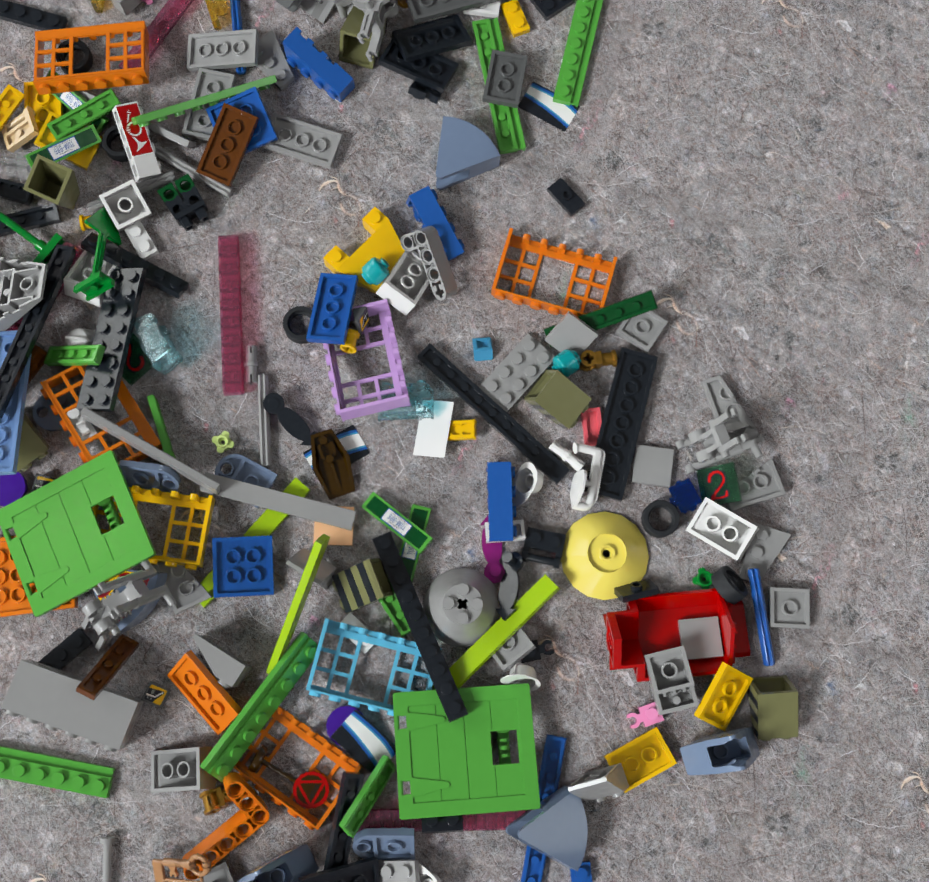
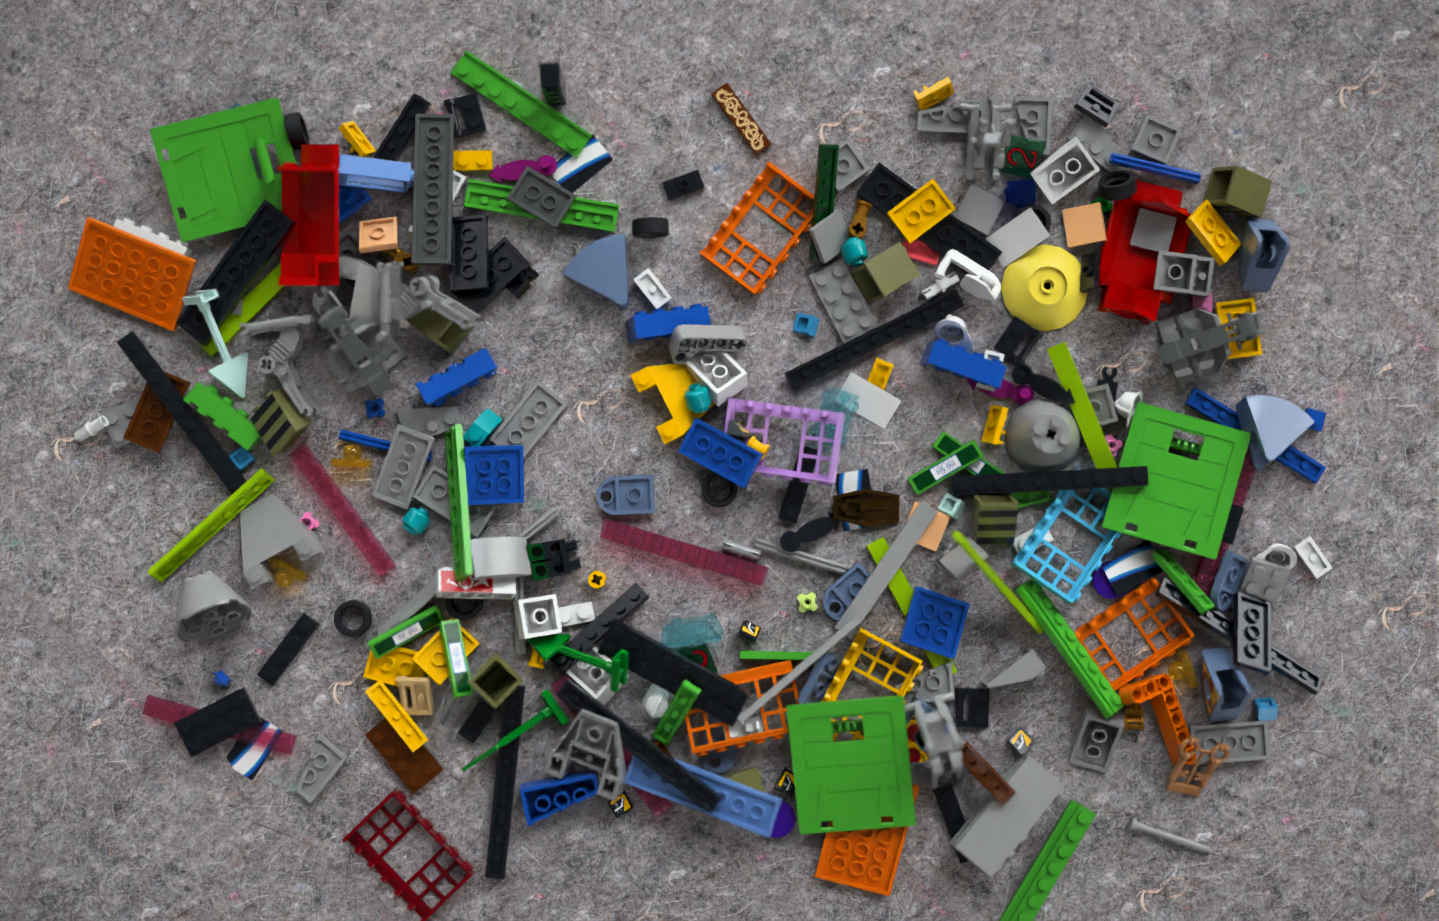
camera: 65 degrees left, 10 degrees up
(83, 114) = (428, 626): bright green tile -> none
(91, 80) = (399, 601): orange window -> none
(166, 151) = (500, 558): none -> slope
(174, 641) = (978, 707): none -> black plate
(175, 243) = (591, 577): none -> yellow bush
(177, 399) = (749, 630): none -> slope
(178, 78) = (416, 521): none -> teal head
(204, 692) = (1037, 695): orange plate -> none
(227, 144) = (513, 496): reddish brown plate -> none
(266, 248) = (628, 494): none -> sand blue plate
(267, 8) = (371, 404): none -> blue plate
(281, 103) = (482, 428): none -> teal slope
(281, 831) = (1183, 669): none -> clear yellow tile
(308, 789) = (1154, 631): piece -> none
(322, 395) = (797, 490): none -> black plate
(362, 544) = (951, 506): none -> light aqua slope
(458, 554) = (994, 425): none -> yellow plate
(462, 202) = (652, 289): none -> white plate
(481, 679) = (1116, 444): none -> bright pink plate
(515, 178) = (650, 227): none -> black tyre
(535, 75) = (512, 171): none -> magenta brick
(600, 783) = (1247, 372): light grey slope -> none
(607, 46) = (553, 84): none -> black brick
(610, 721) = (1199, 343): none -> piece
(628, 409) = (921, 211): none -> yellow plate
(642, 509) = (1018, 236): none -> white sticker
(646, 225) = (741, 119): none -> tile
(679, 568) = (1084, 225): none -> light nougat tile
(742, 384) = (934, 94): none -> yellow plate
(793, 538) = (1097, 105): none -> black plate

